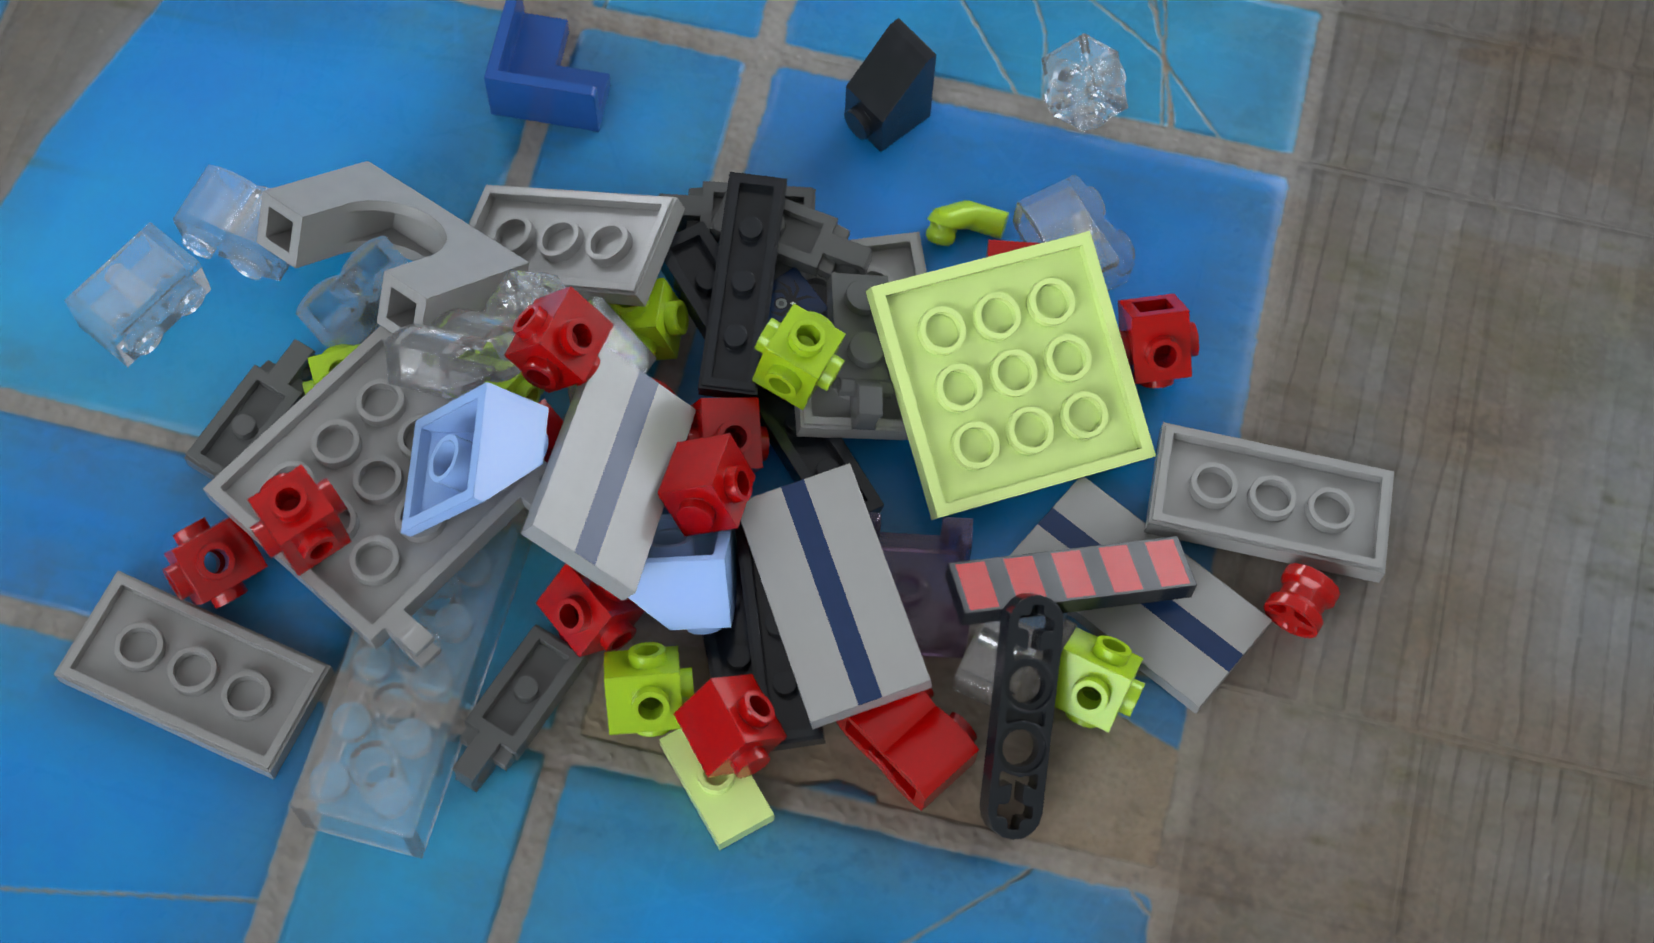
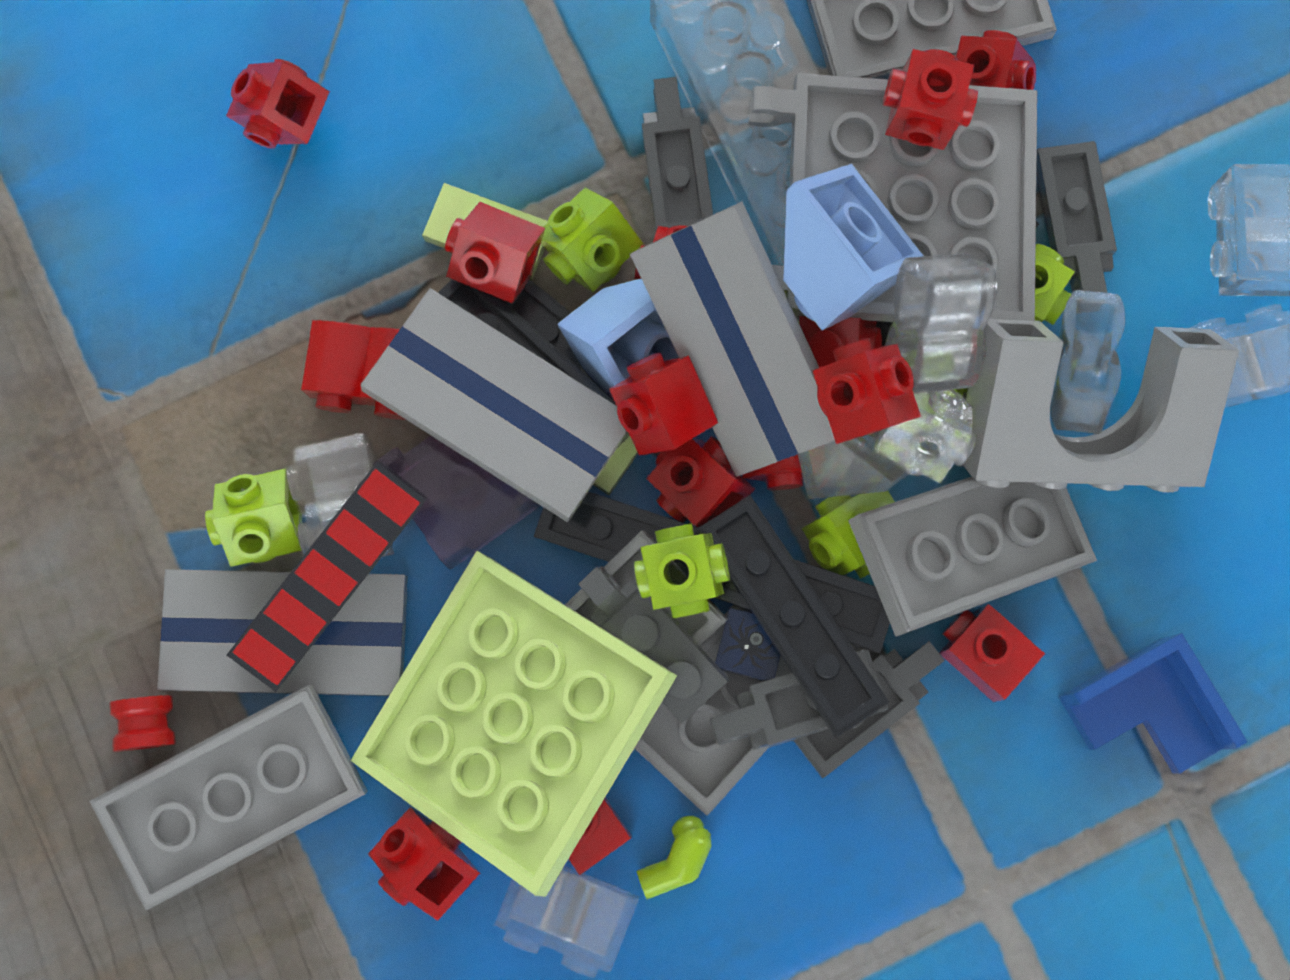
camera: 145 degrees right, 15 degrees up
(620, 164) = (989, 651): none -> red brick
(891, 87) = (838, 924): black slope -> none
(1031, 715) = (279, 439): black beam -> none

